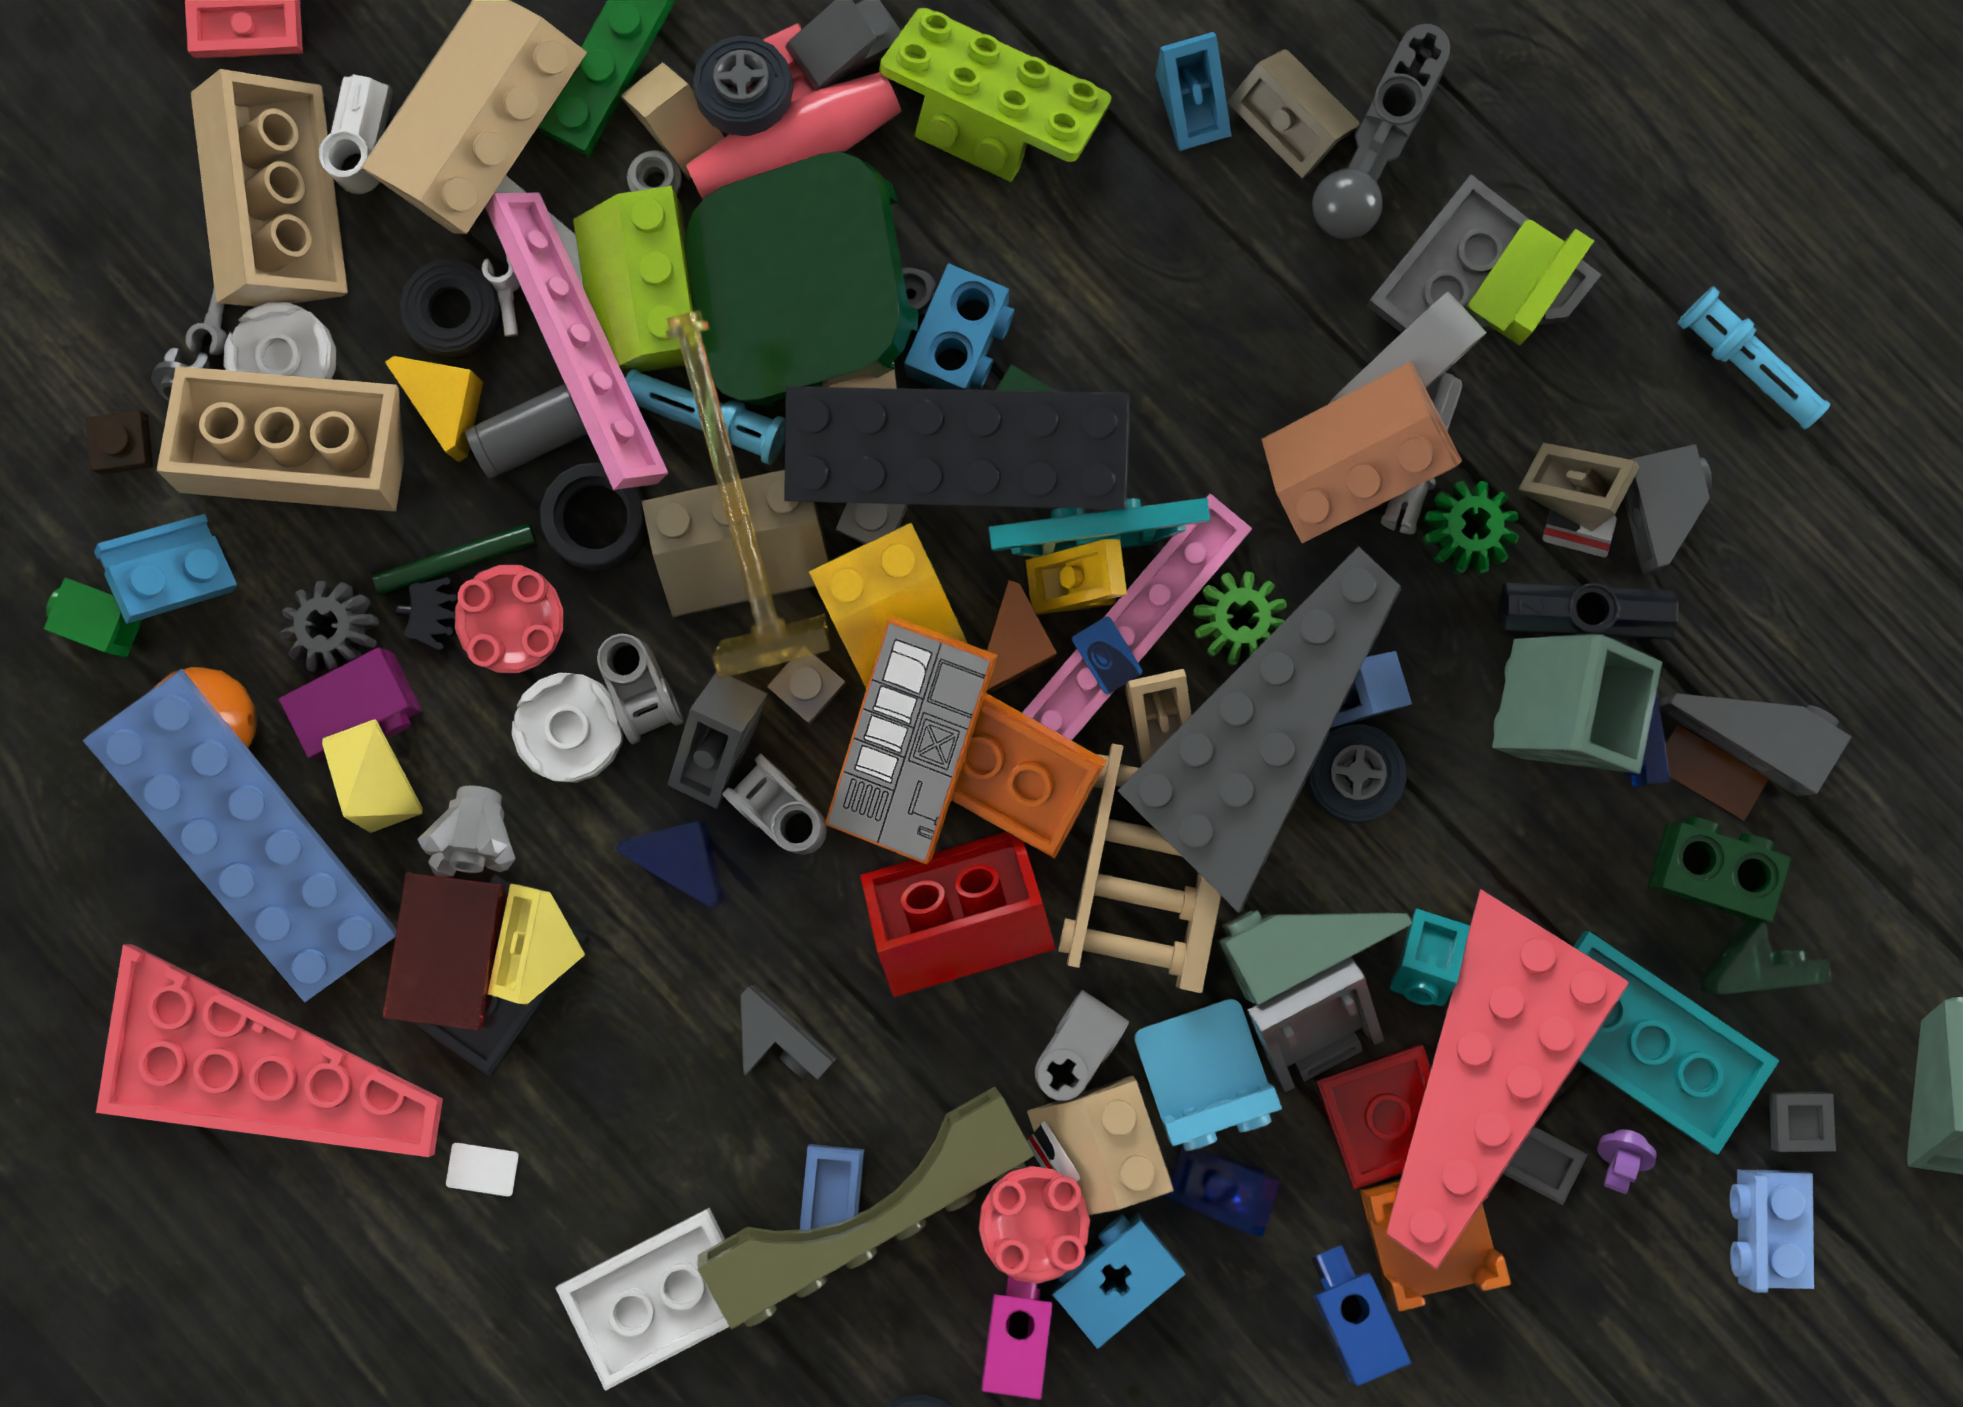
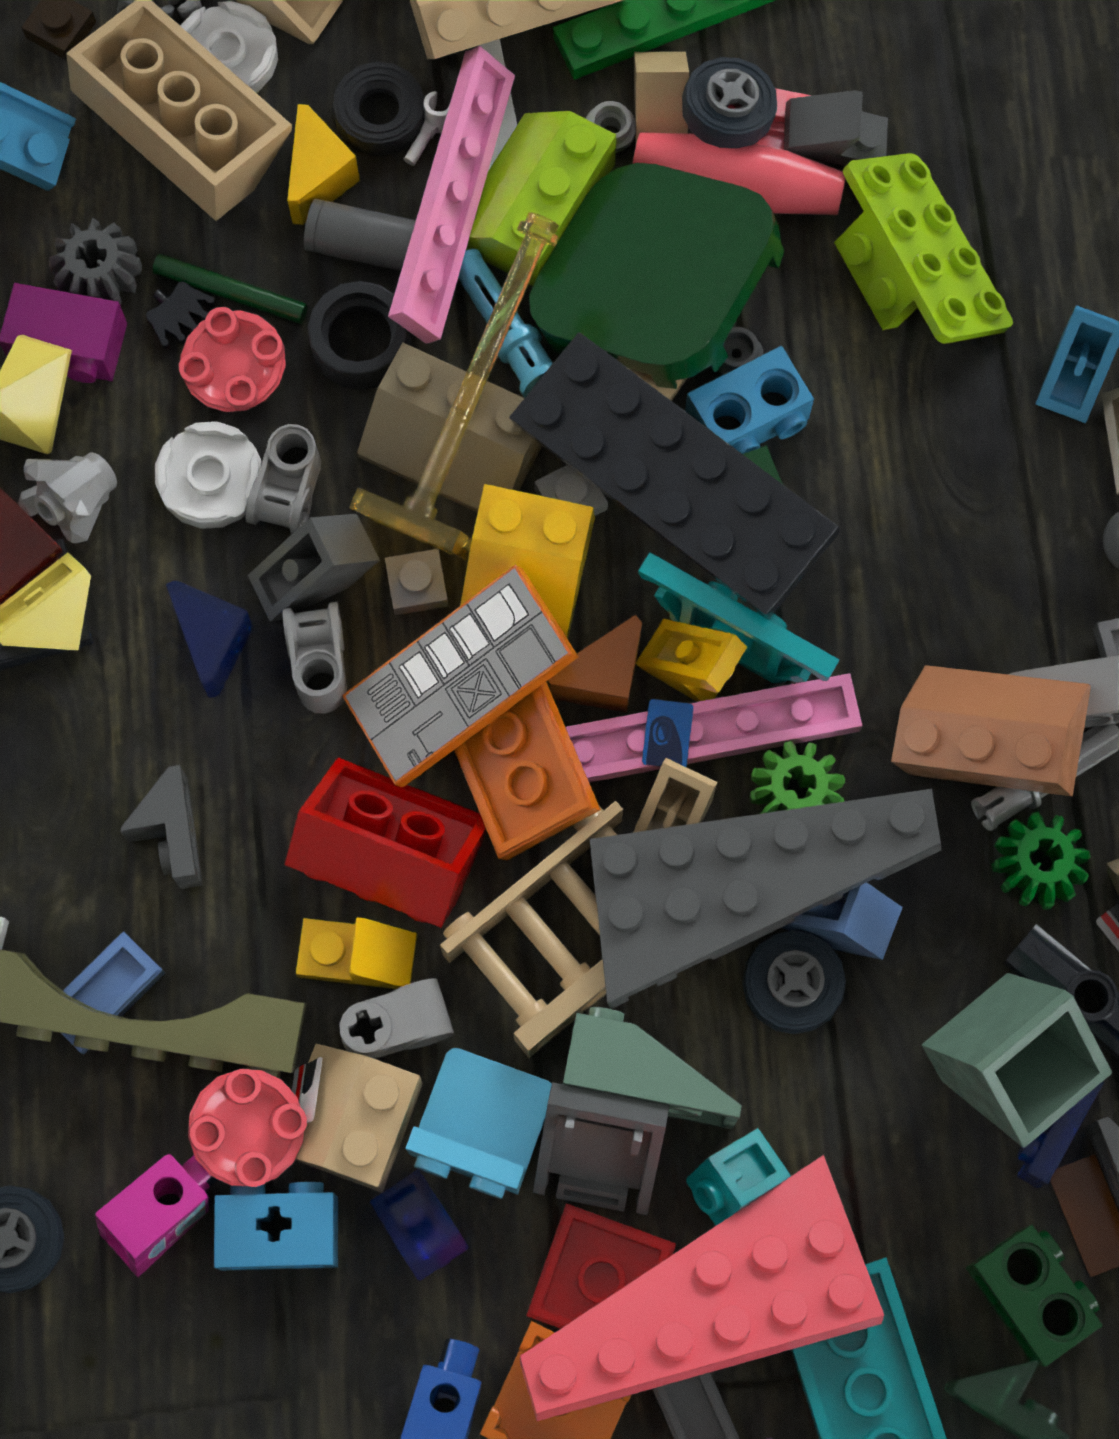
camera: 30 degrees right, 10 degrees down
(1002, 1018) = (356, 953): none -> yellow slope

